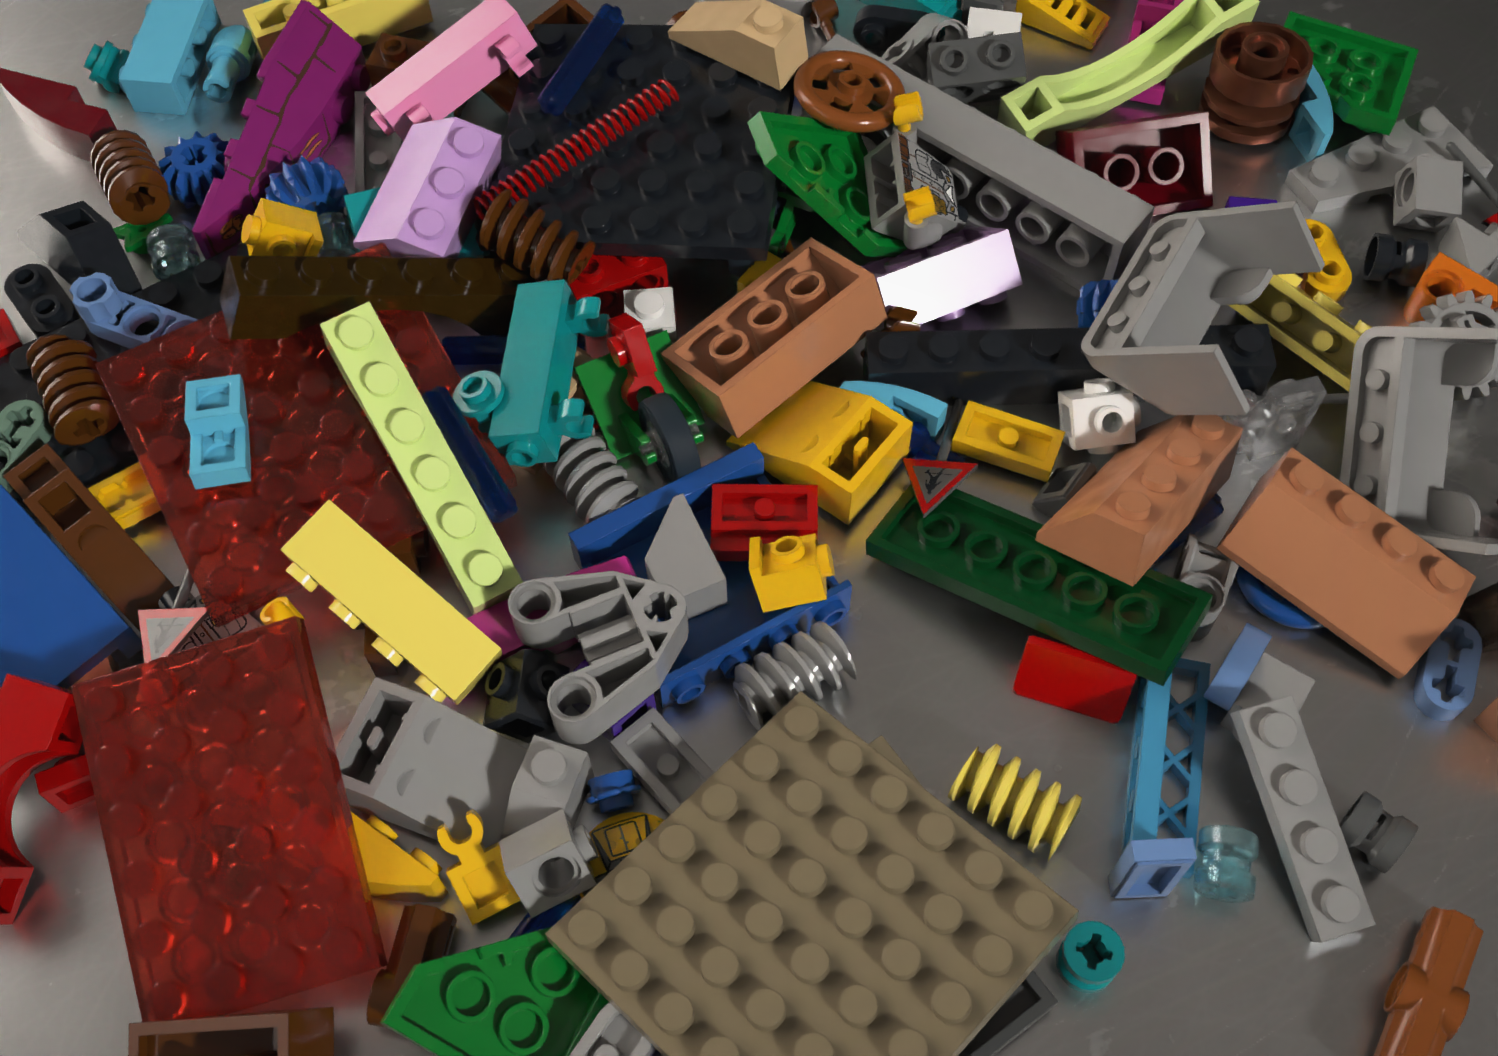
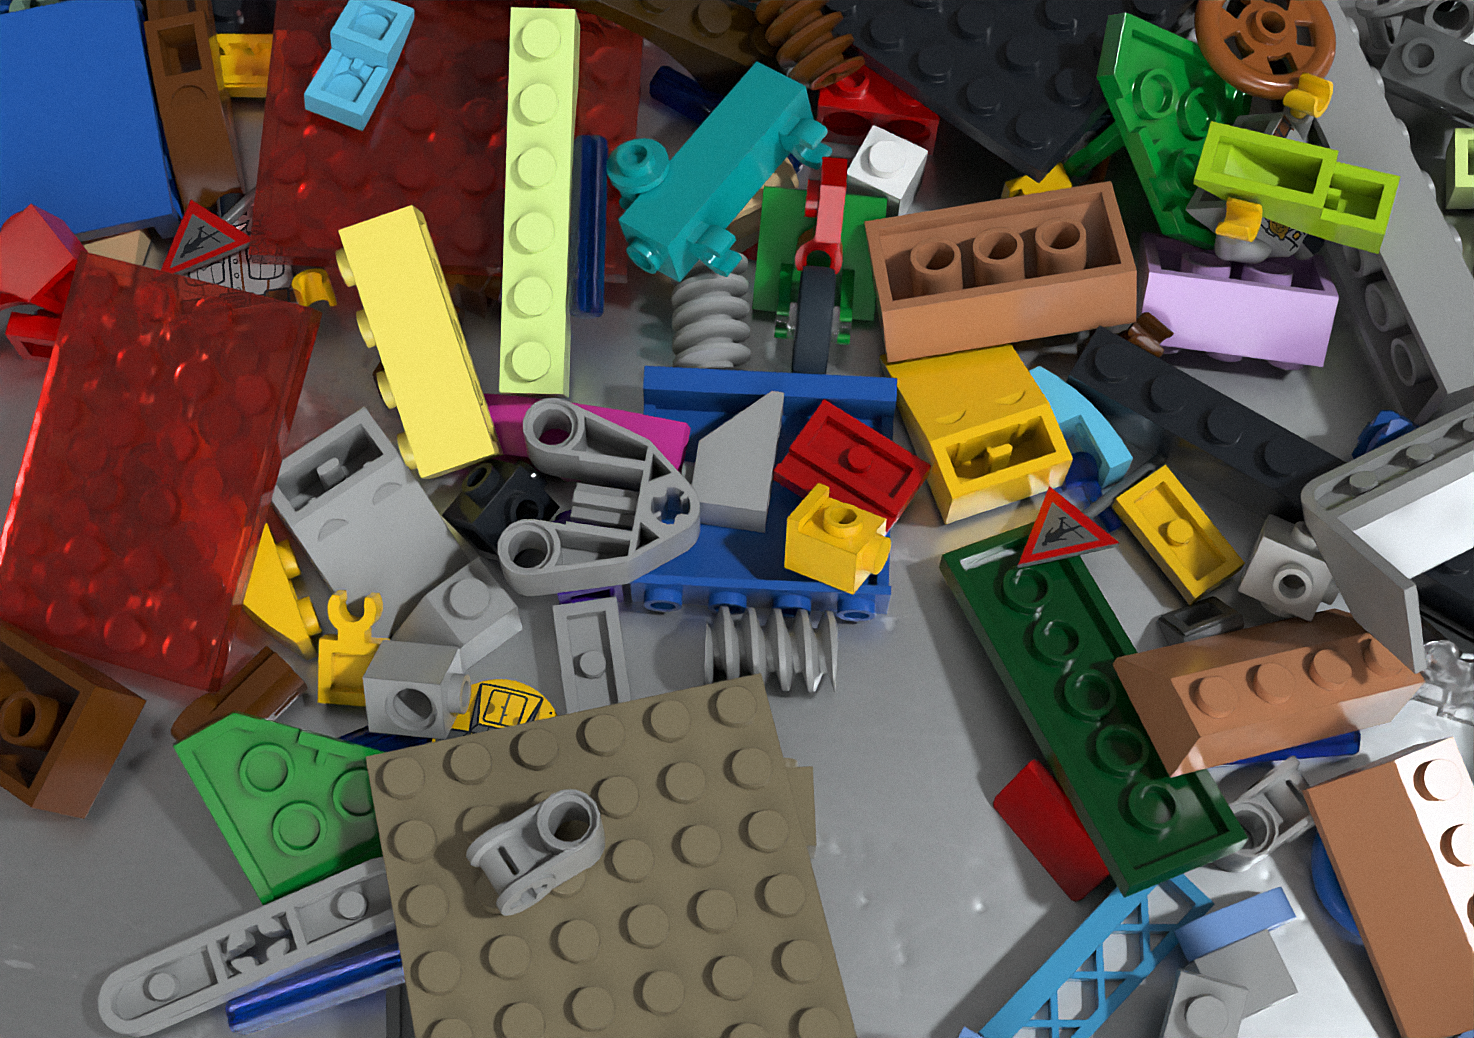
camera: 30 degrees right, 10 degrees up
(613, 791) = (526, 656): blue plate -> none
(732, 919) = (534, 851): none -> light grey piece
(945, 162) = (1298, 185): none -> lime slope
(1016, 799) = (905, 911): light yellow piece -> none

